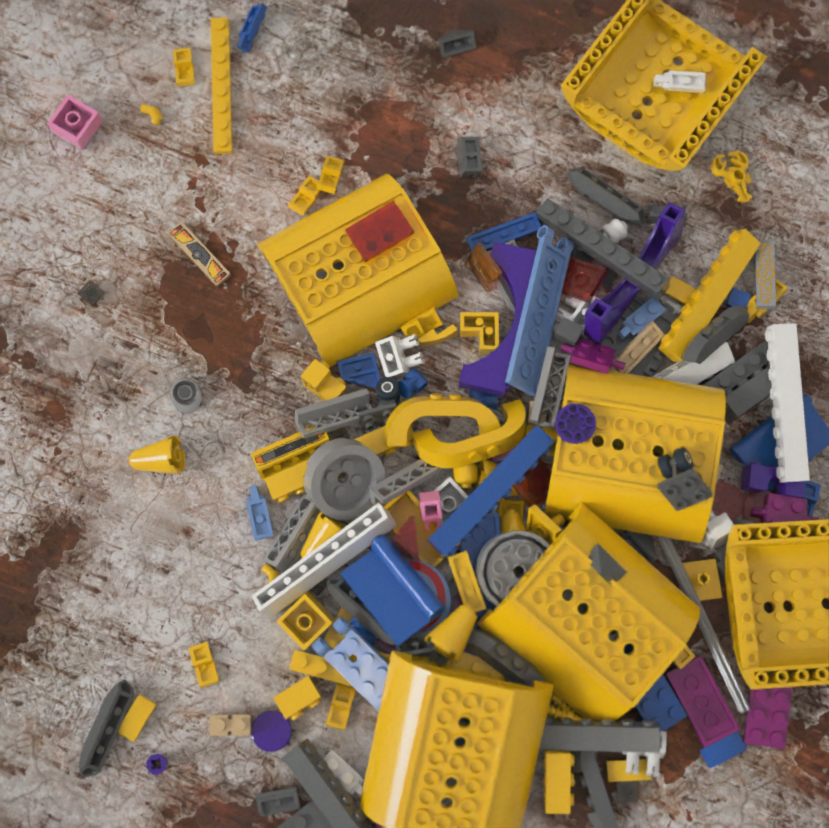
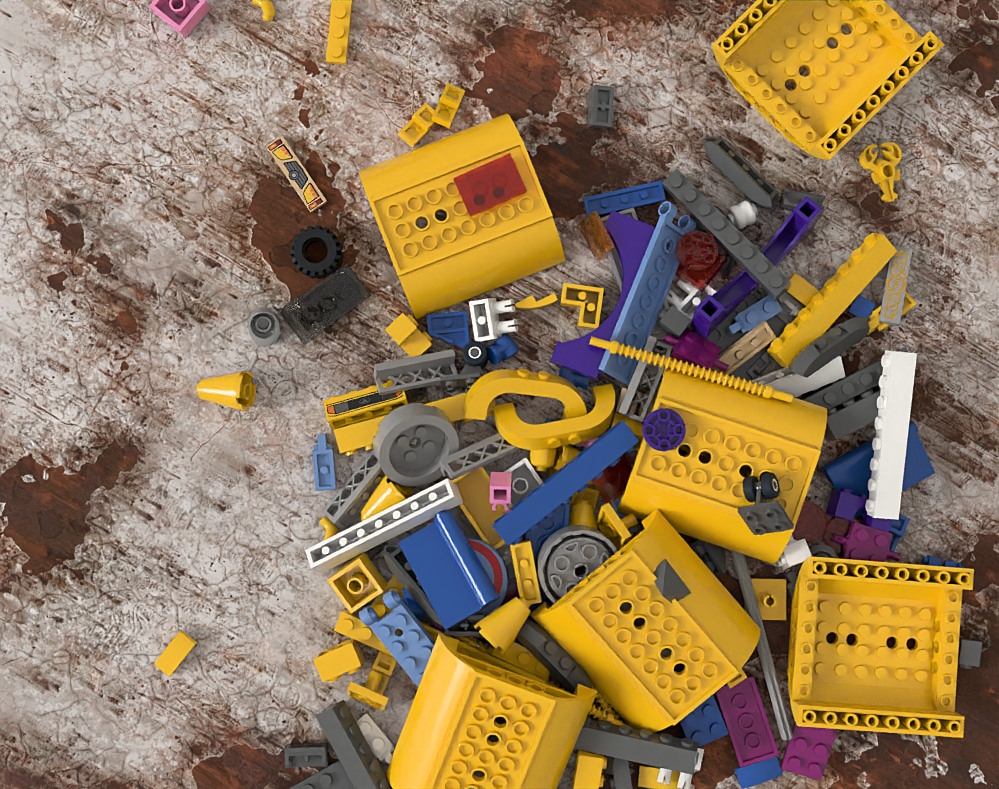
camera: 10 degrees right, 10 degrees up
(91, 293) = (177, 201): clear smoke plate -> none
(105, 728) = (142, 660): dark grey brick -> none
(150, 764) = (184, 702): dark purple bush -> none
(204, 665) = (249, 610): yellow slope -> none
(220, 306) = (304, 240): none -> black tyre
(223, 725) = (277, 678): tan piece -> none
(240, 366) = (325, 304): none -> clear smoke slope
(271, 731) = (306, 687): dark purple tile -> none
(331, 728) = (368, 693): none -> yellow tile
(407, 539) = (472, 521): clear red slope -> none
(422, 323) = (521, 286): yellow slope -> none
(578, 266) = (697, 251): none -> clear red tile
(664, 378) = (766, 391): none -> yellow hose
(681, 81) = (845, 55): white hinge -> none

